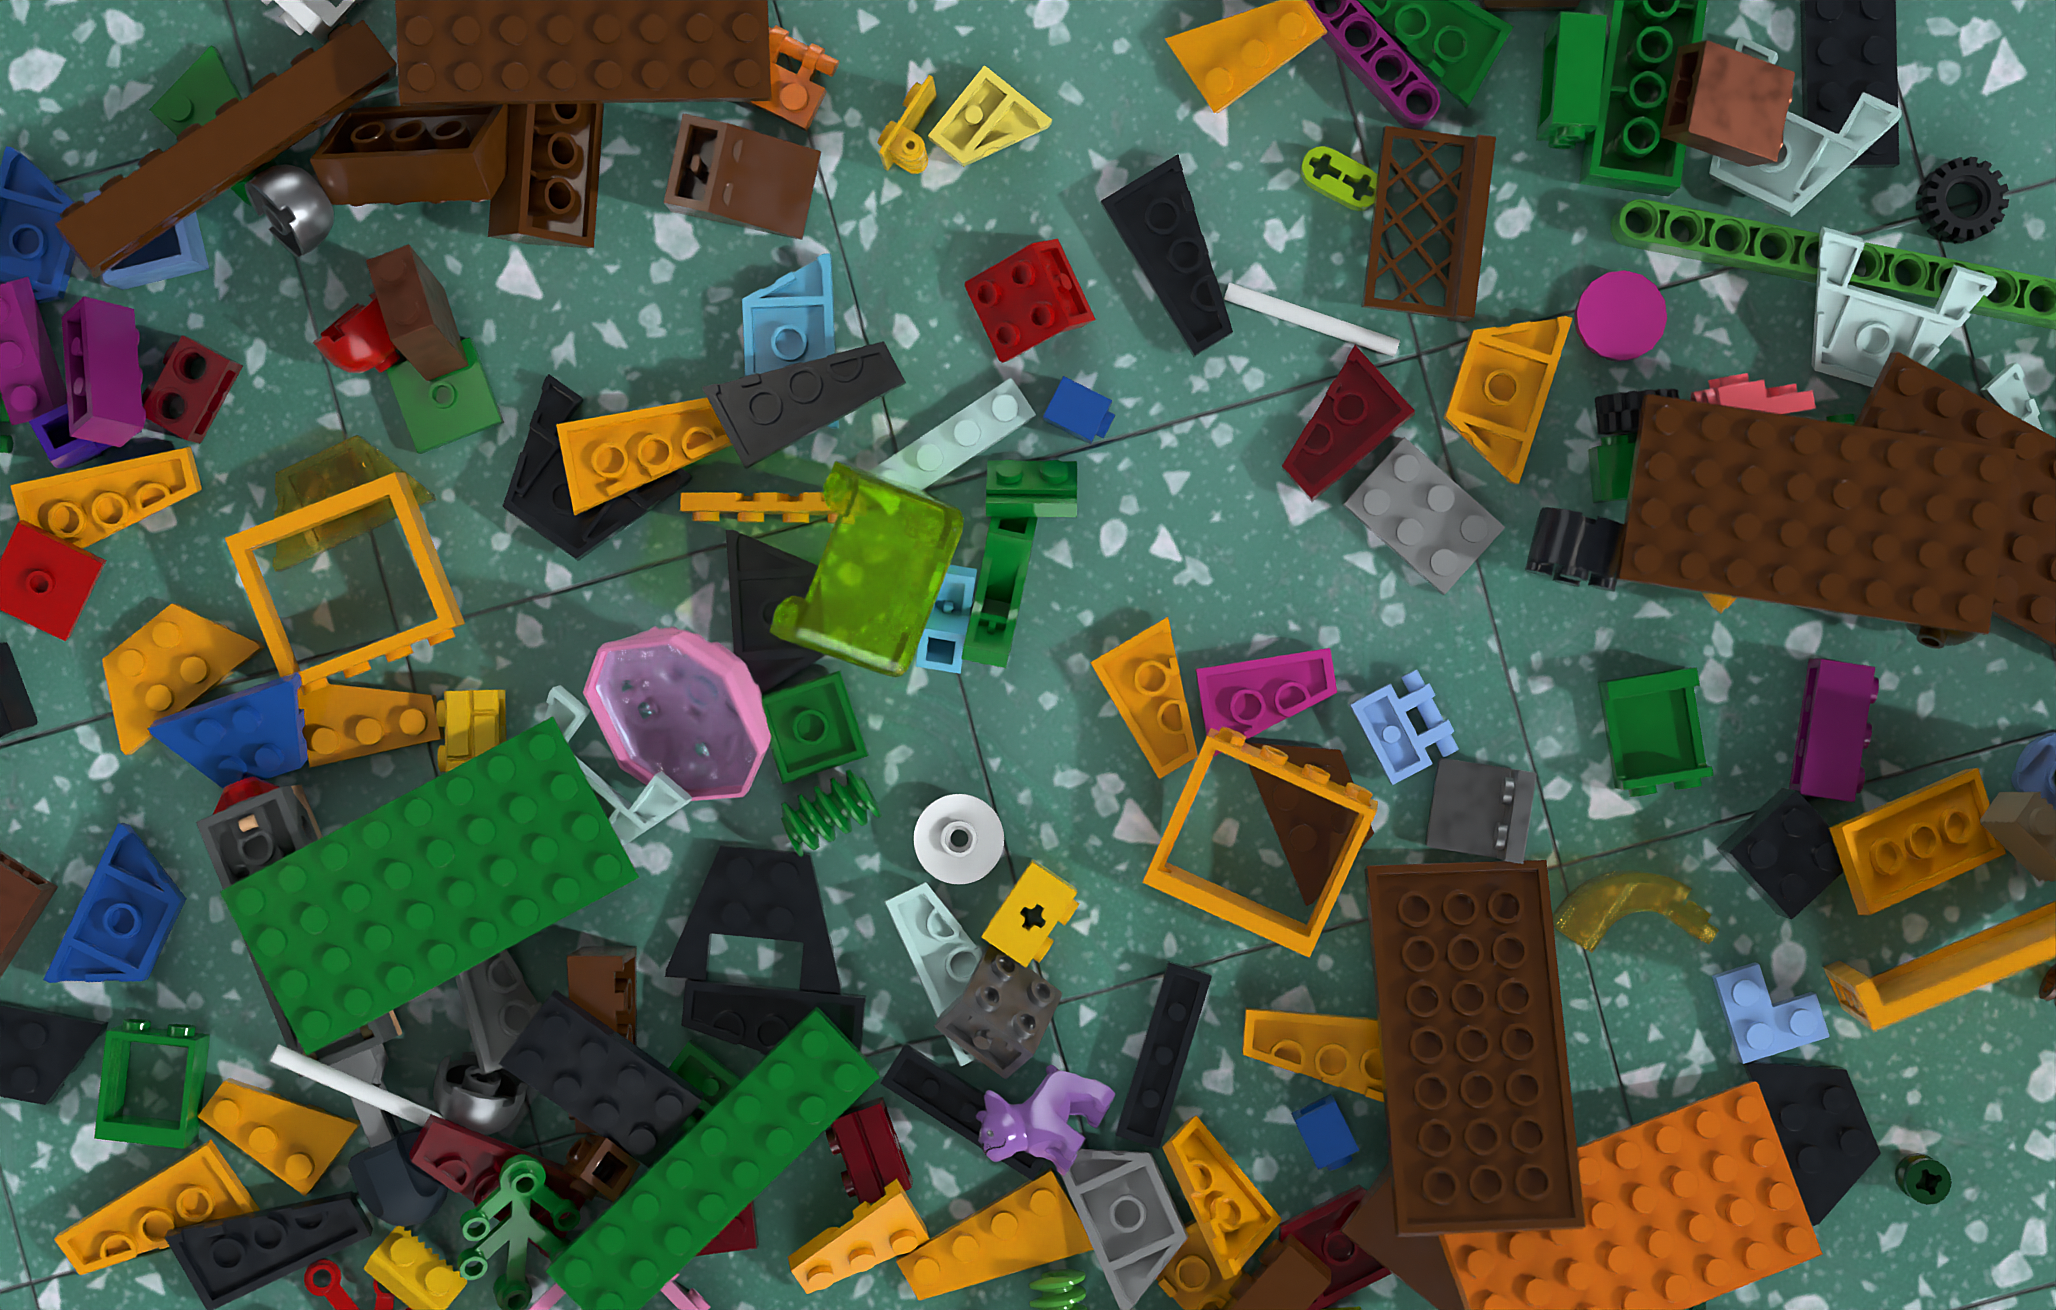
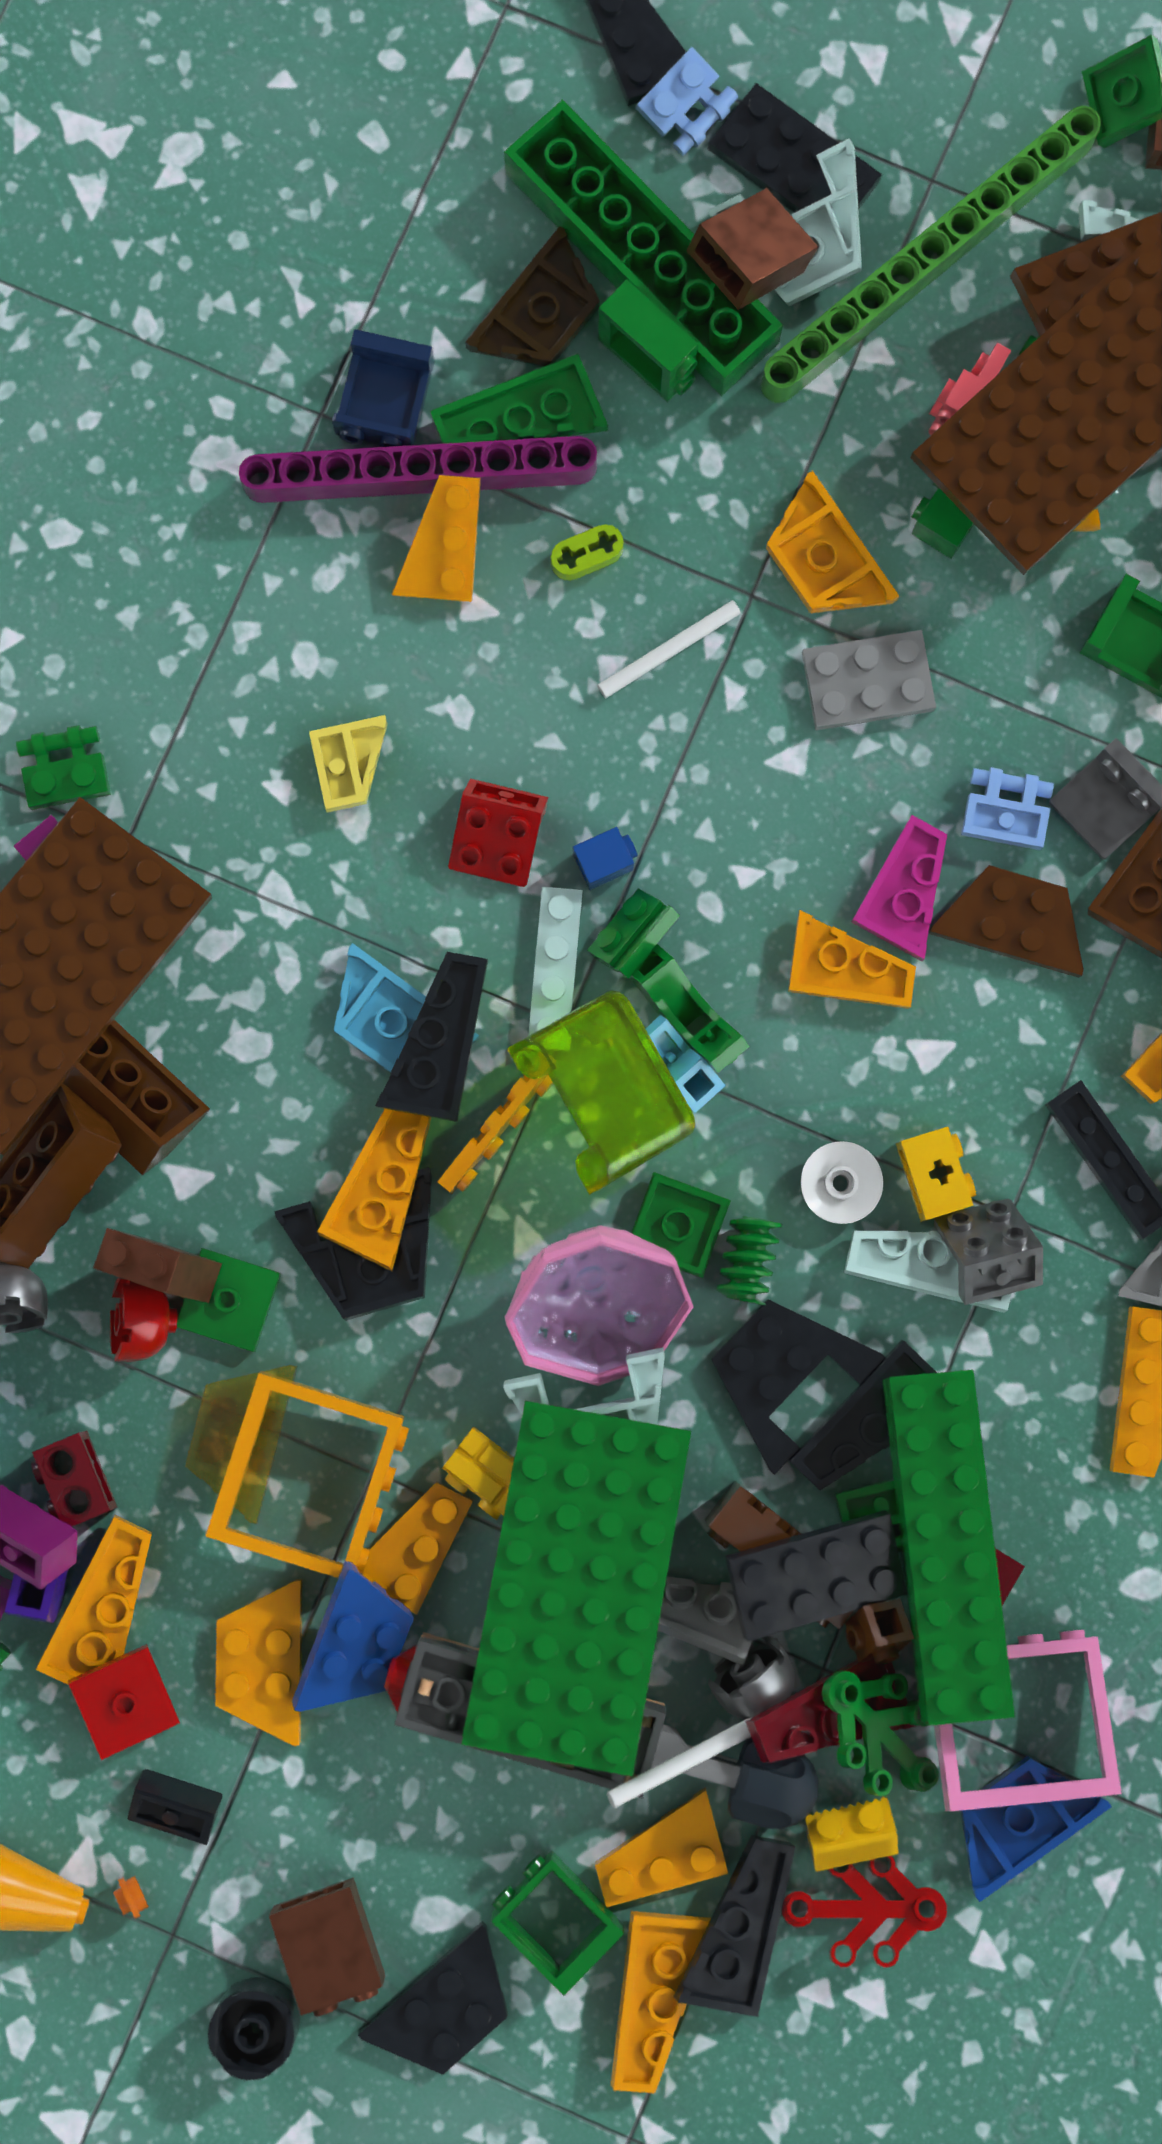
camera: 50 degrees left, 5 degrees down
(120, 917) = (414, 1846): blue wing -> none
(741, 177) = (248, 962): reddish brown slope -> none
(758, 583) = (550, 1181): black wing -> none
(795, 95) = (219, 878): orange plate -> none
(868, 1239) = (1083, 1474): light orange wing -> none
(869, 1151) = (1021, 1427): dark red brick -> none
(898, 139) = (319, 829): yellow hinge -> none
(947, 1100) = (1044, 1332): black plate -> none
(1041, 1121) = (1094, 1280): medium lavender animal -> none
(1167, 244) = (539, 706): black wing -> none
(1238, 908) = (1047, 1024): light orange window -> none
(1349, 424) = (764, 682): dark red wing -> none
(1467, 229) = (692, 491): reddish brown fence -> none
(1575, 548) = (976, 589): black brick -> none
(1620, 316) = (836, 438): dark pink tile -> none
(1621, 411) = (907, 483): black tyre -> none
(1862, 327) = (977, 283): light aqua wing -> none
(1981, 181) = (945, 131): black tyre -> none

